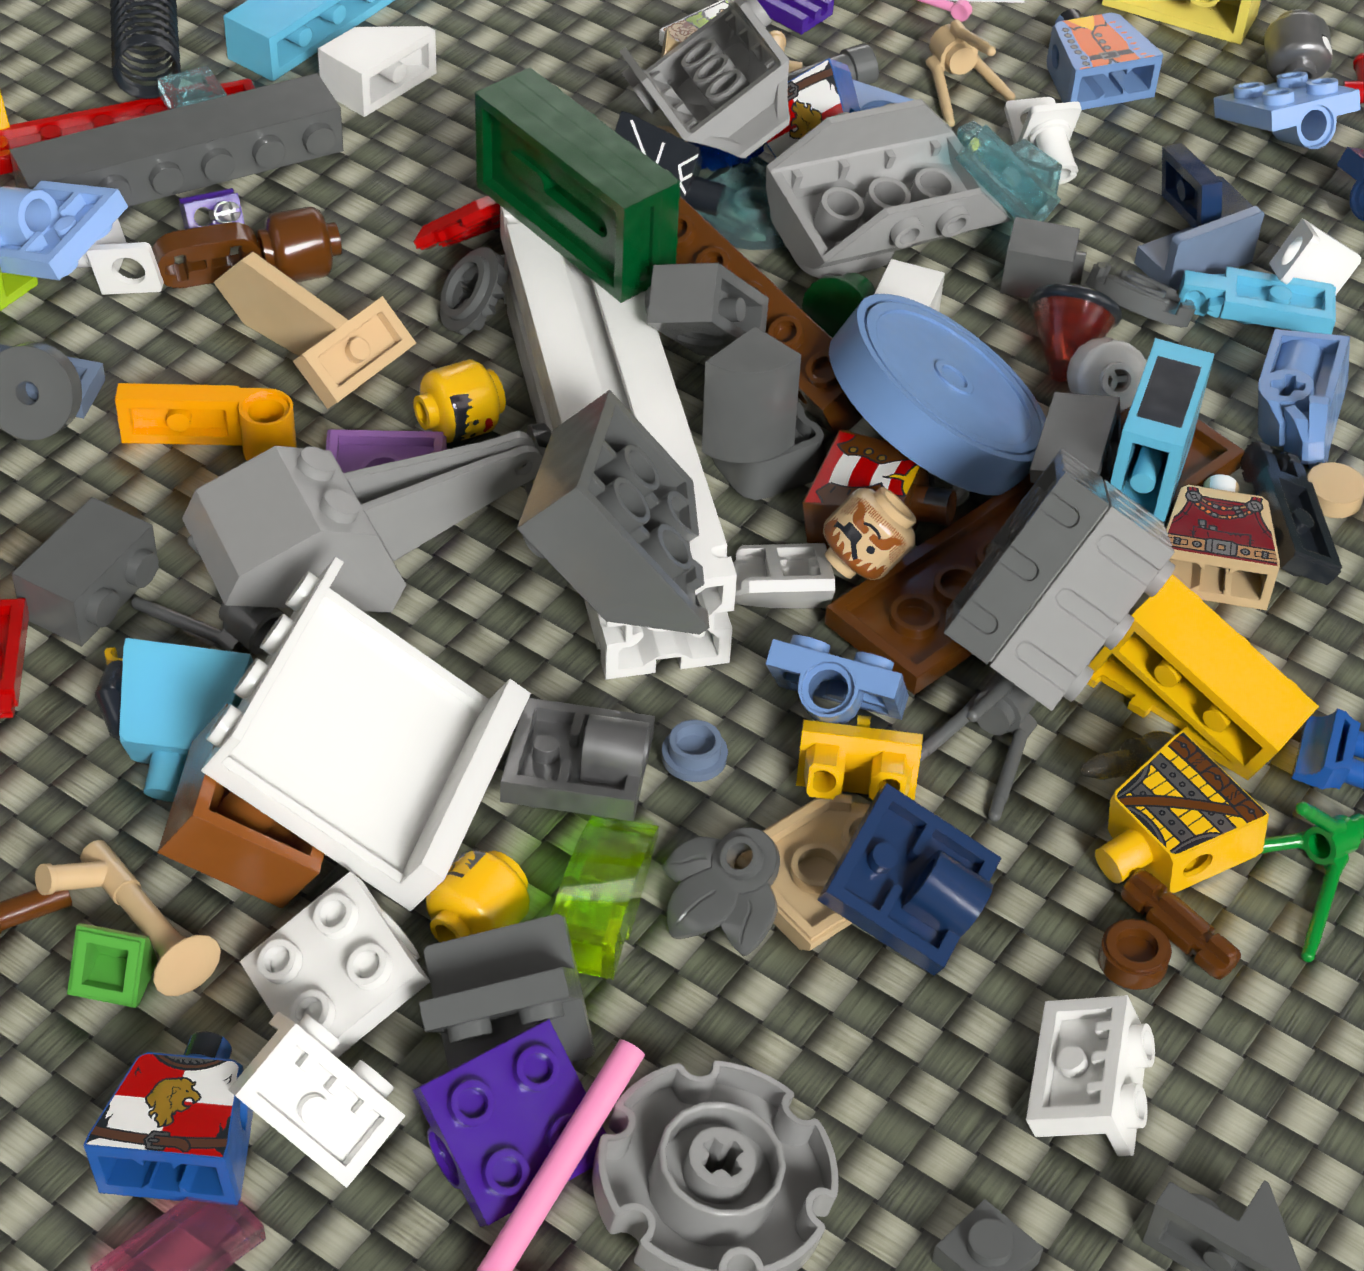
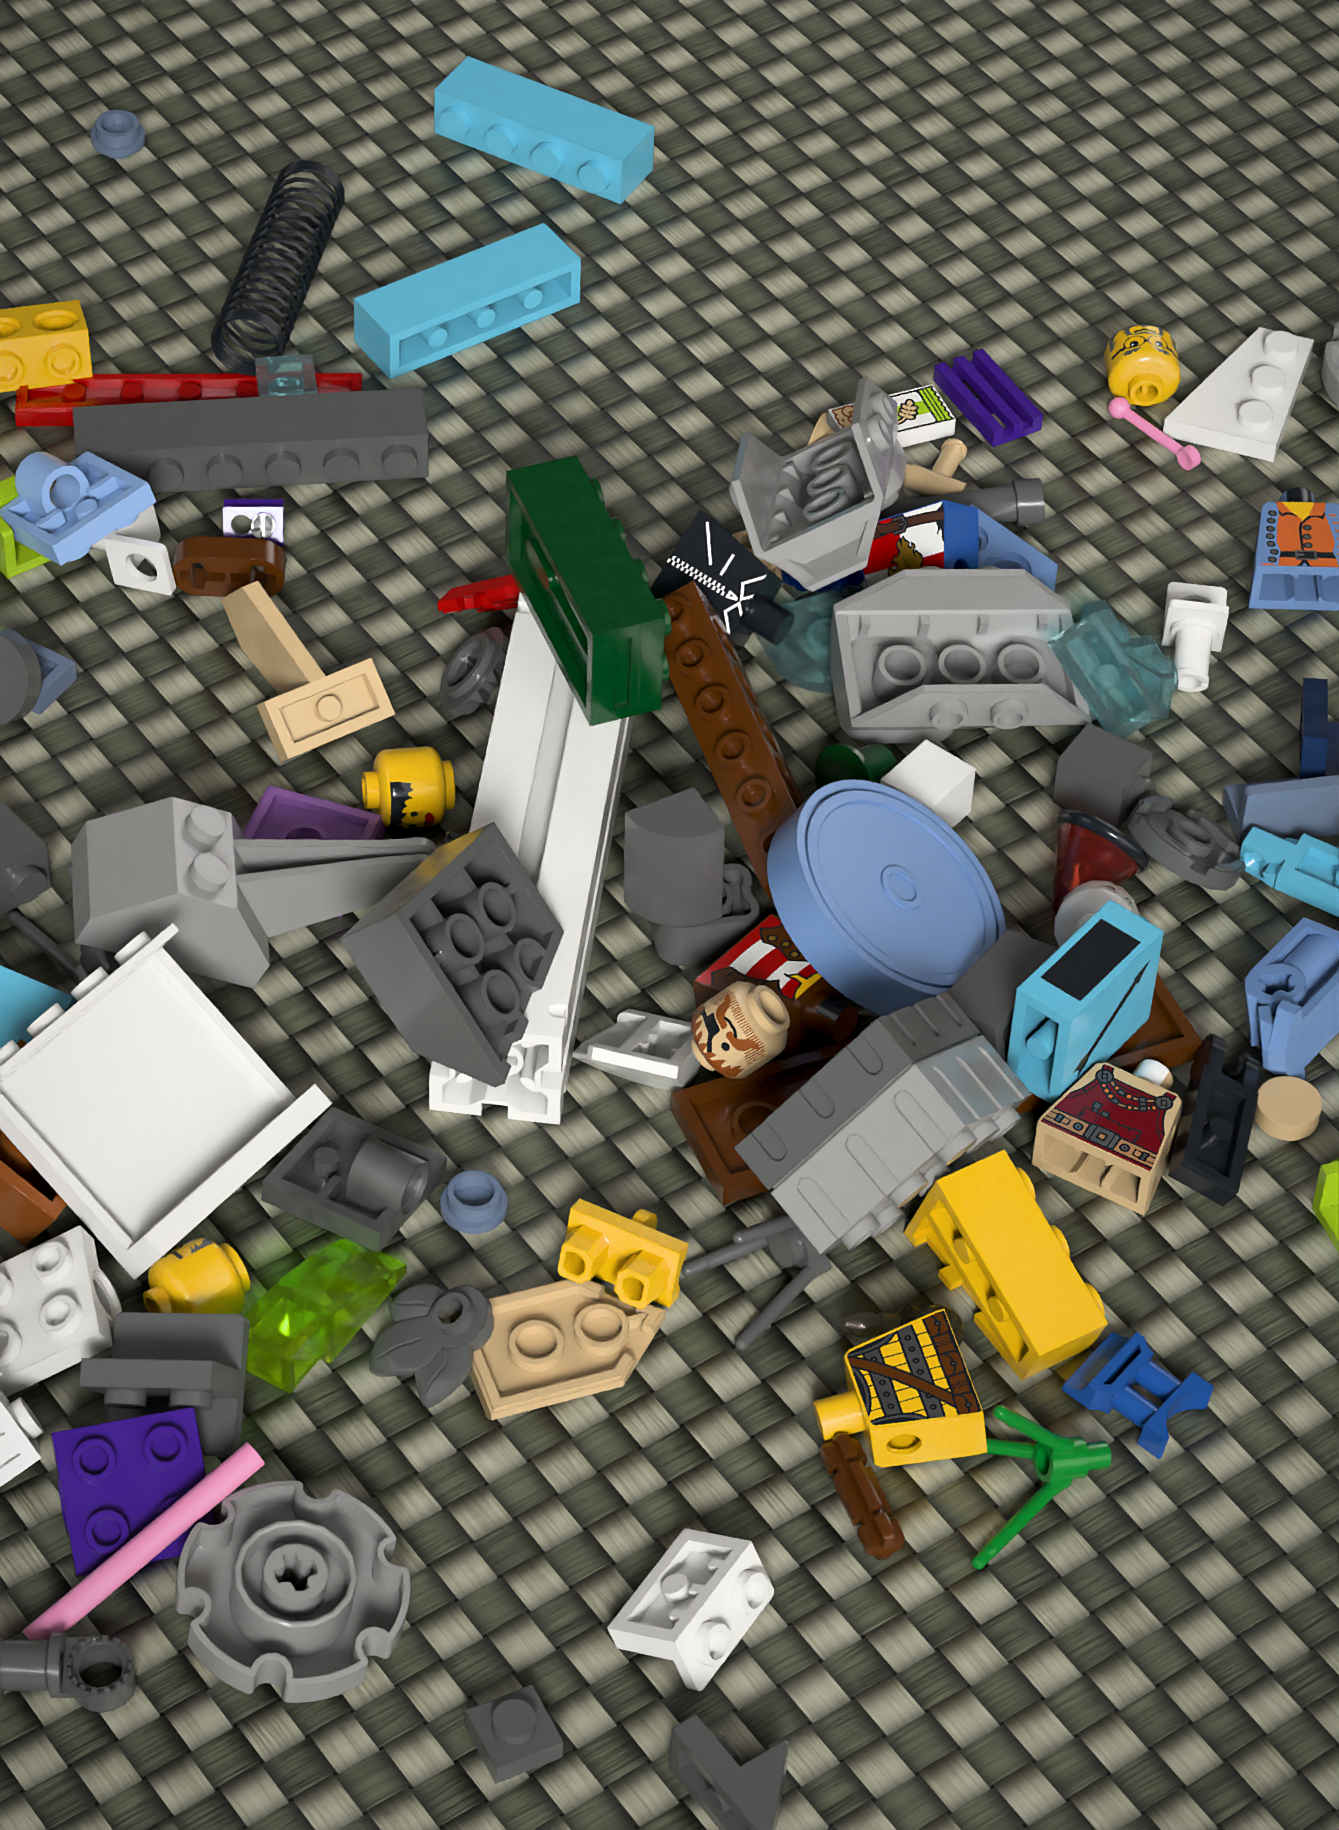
camera: 20 degrees right, 0 degrees up
(205, 416) = (155, 742): light orange plate -> none
(300, 243) = (325, 577): reddish brown head -> none
(376, 64) = (498, 387): white slope -> none
(703, 306) = (671, 753): dark grey brick -> none
(856, 684) = (640, 1165): medium blue plate -> none
(911, 880) = (608, 1378): dark blue plate -> none
(957, 52) = (1147, 513): tan plant -> none
(1134, 954) = (804, 1511): reddish brown tile -> none

